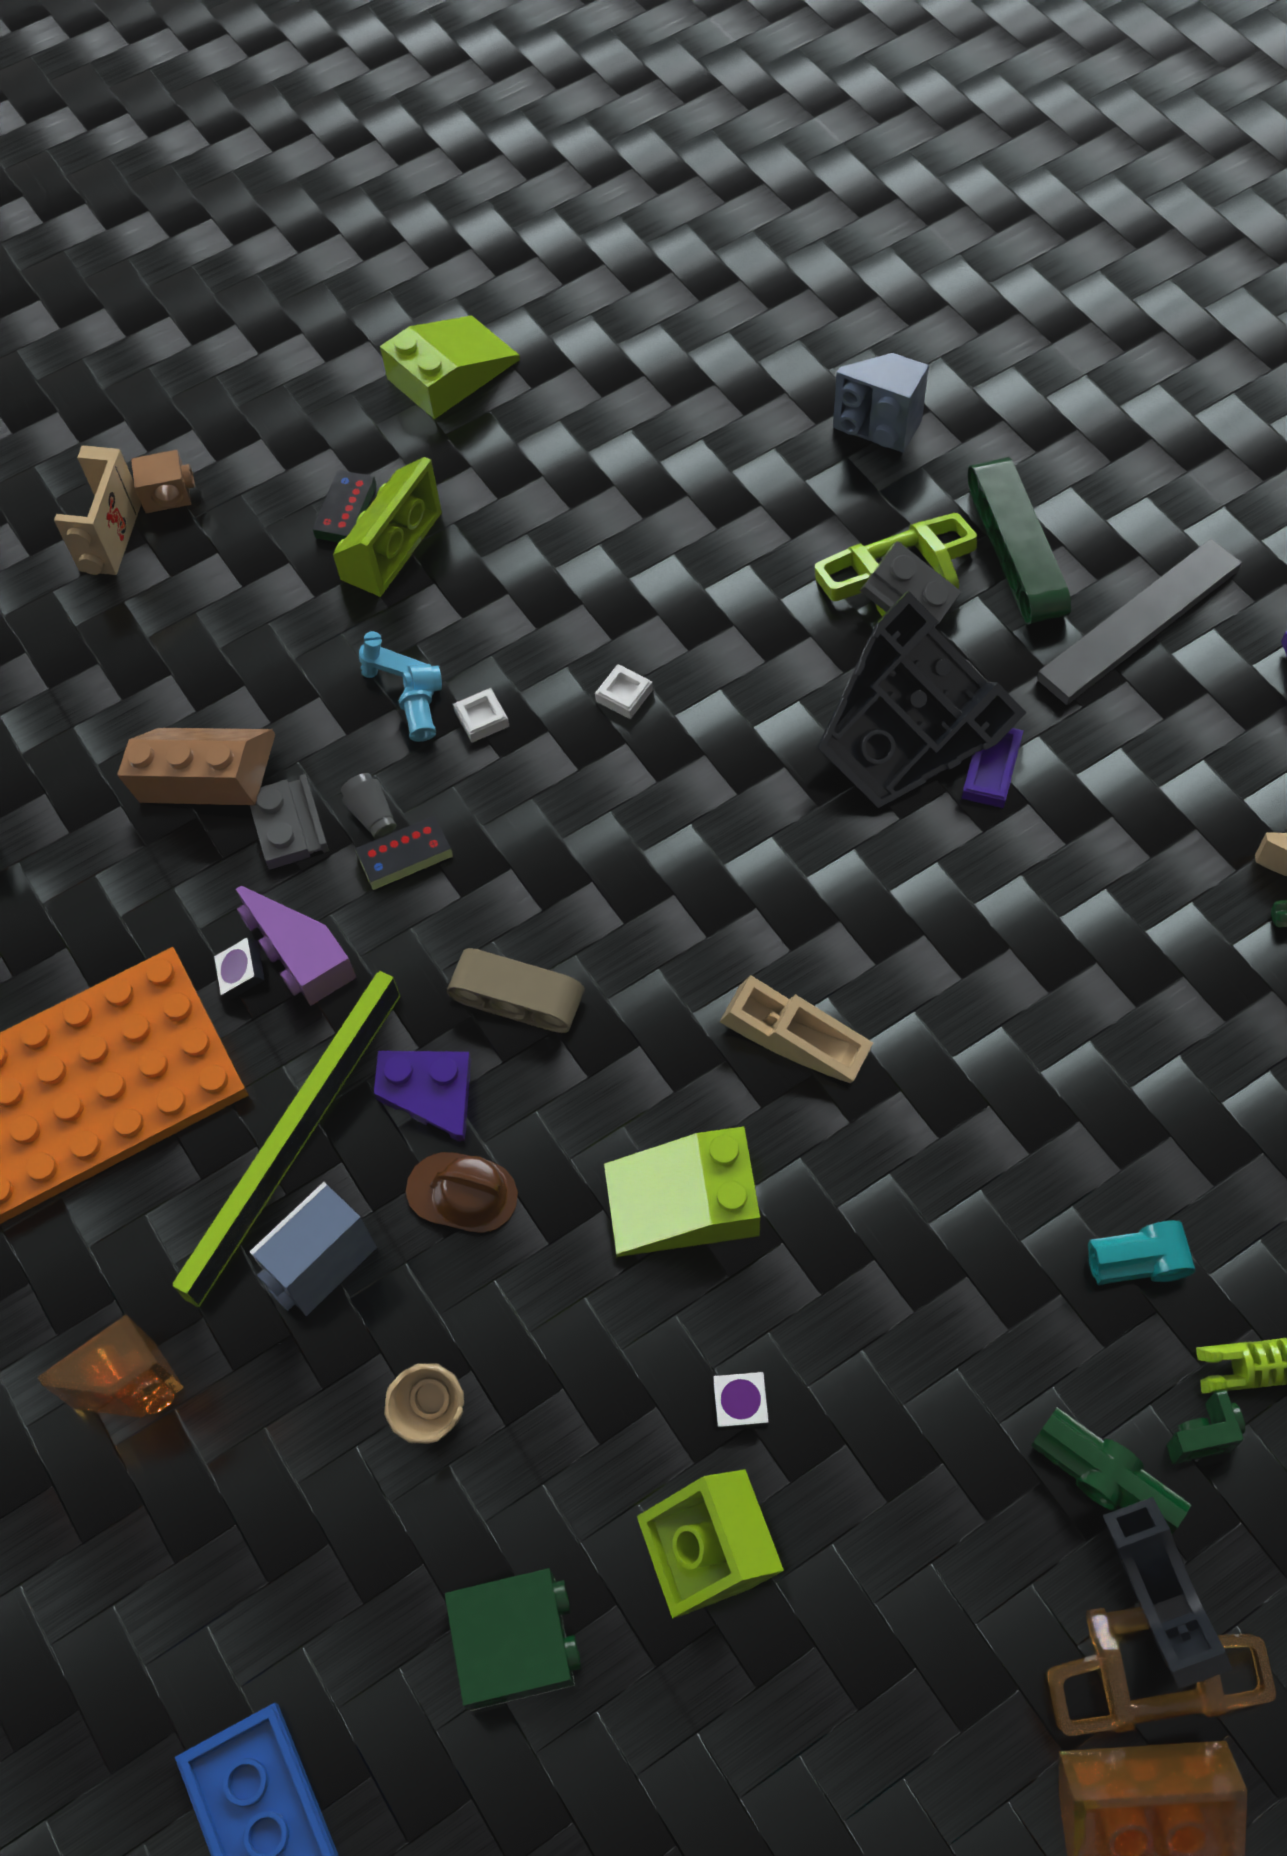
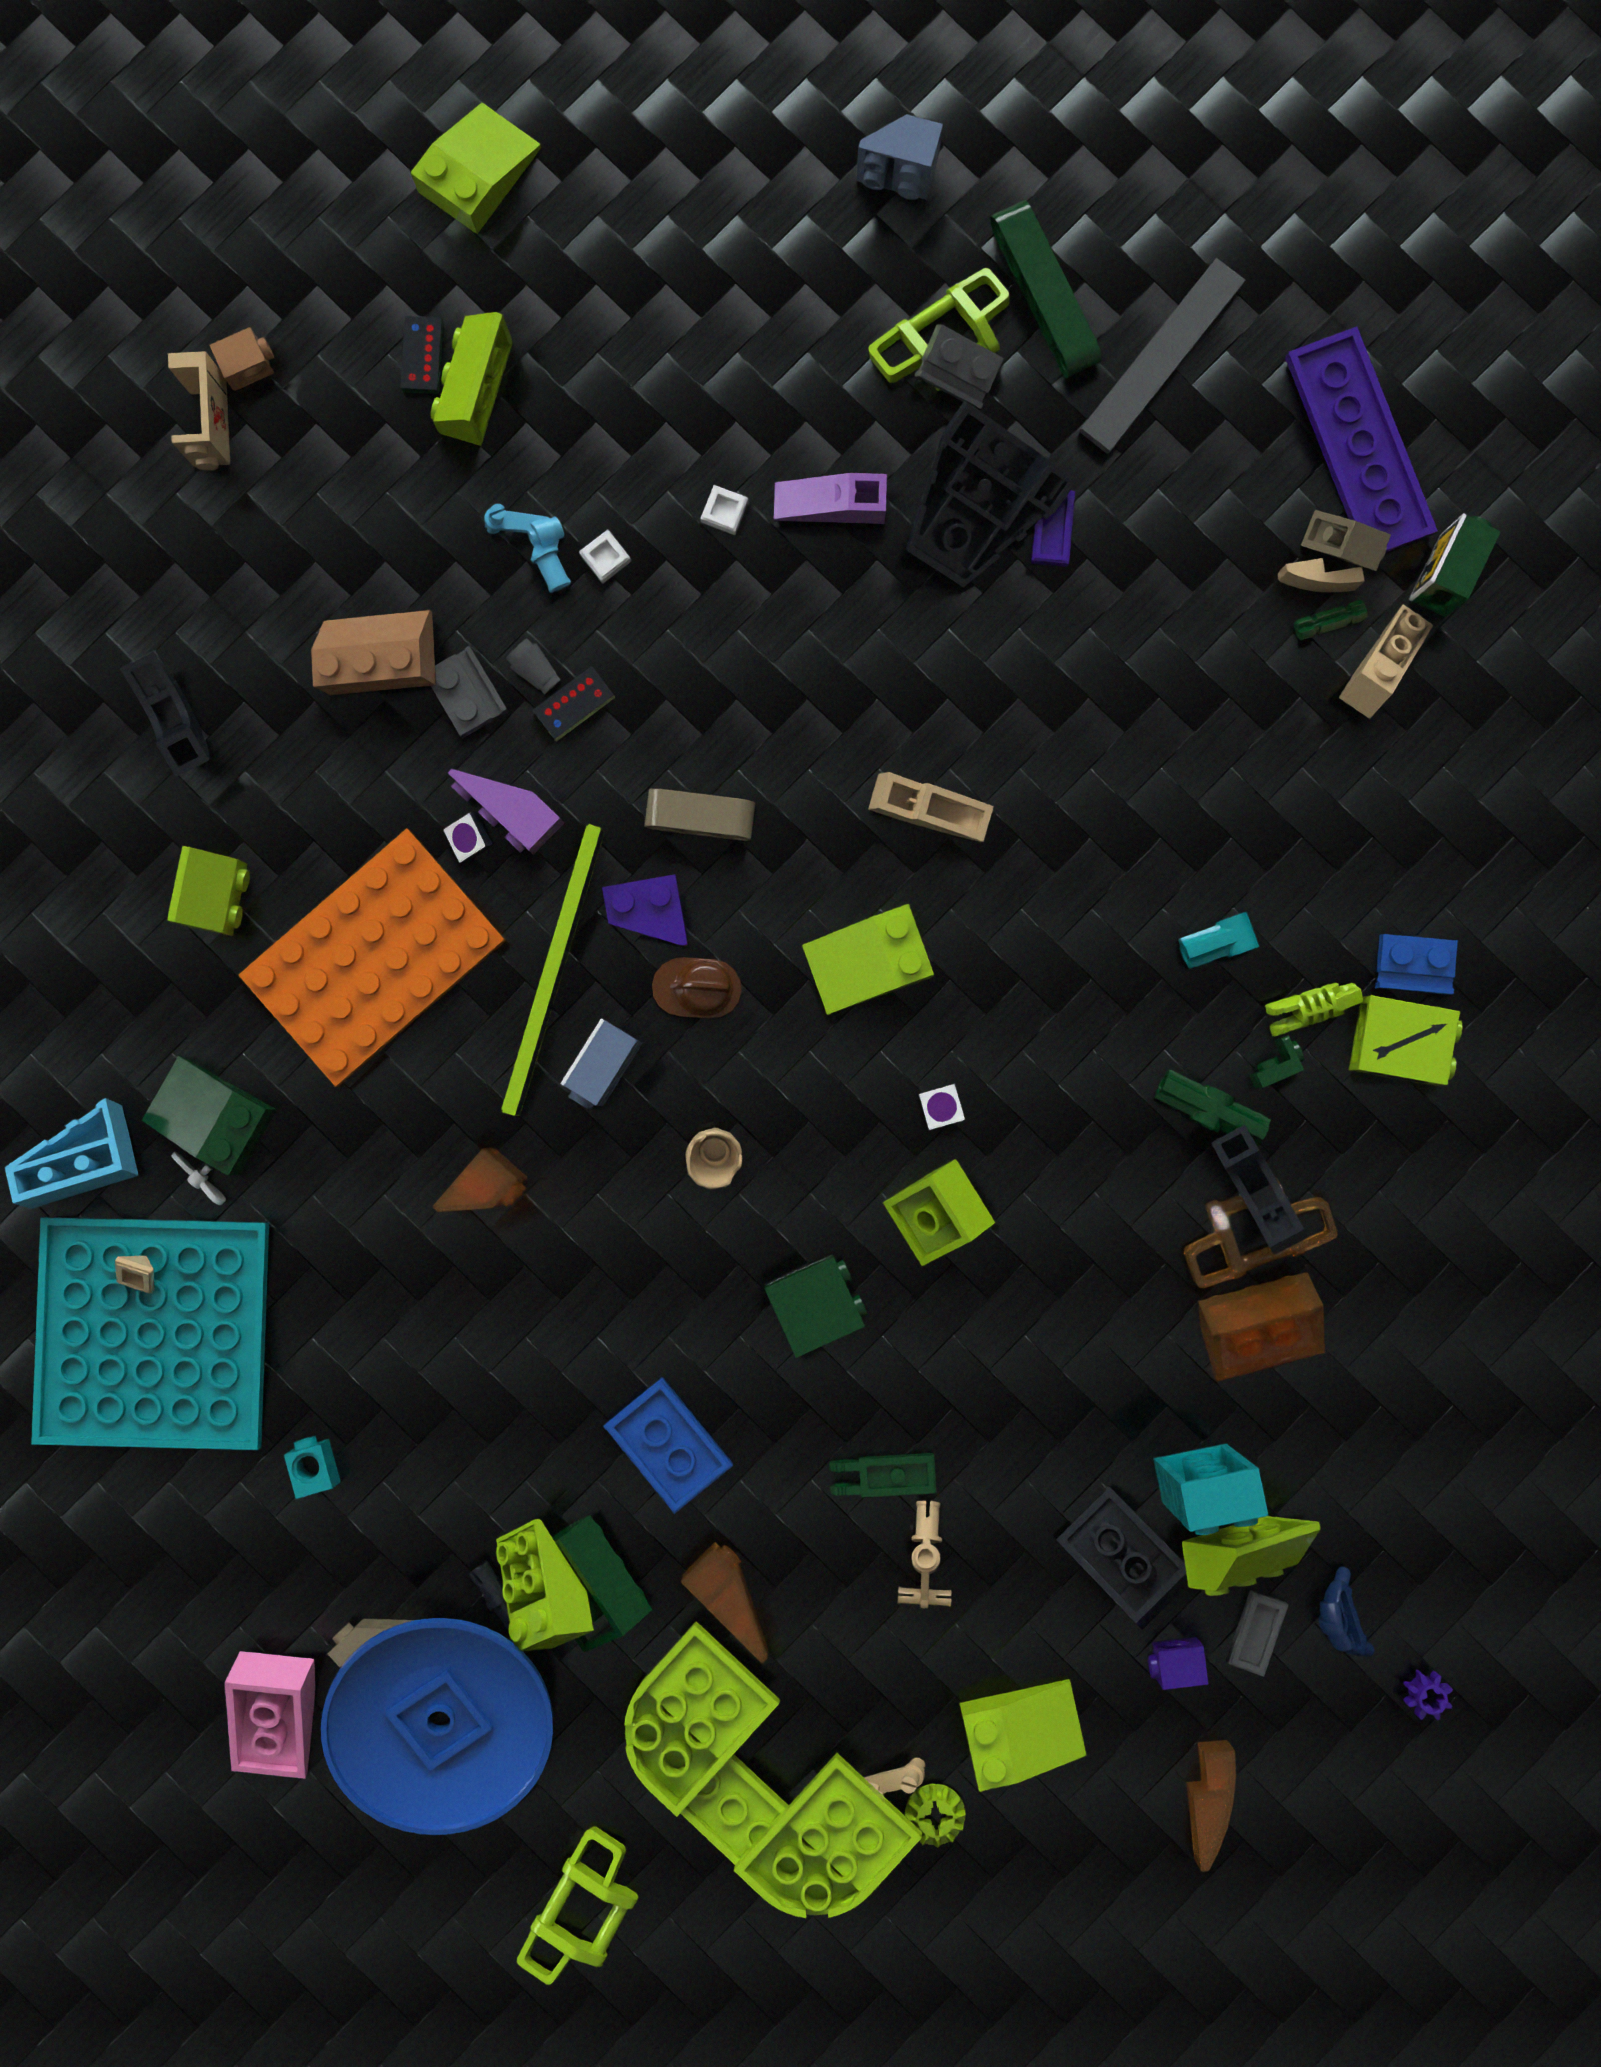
camera: 15 degrees left, 25 degrees up
(748, 692) = (832, 499): none -> medium lavender slope

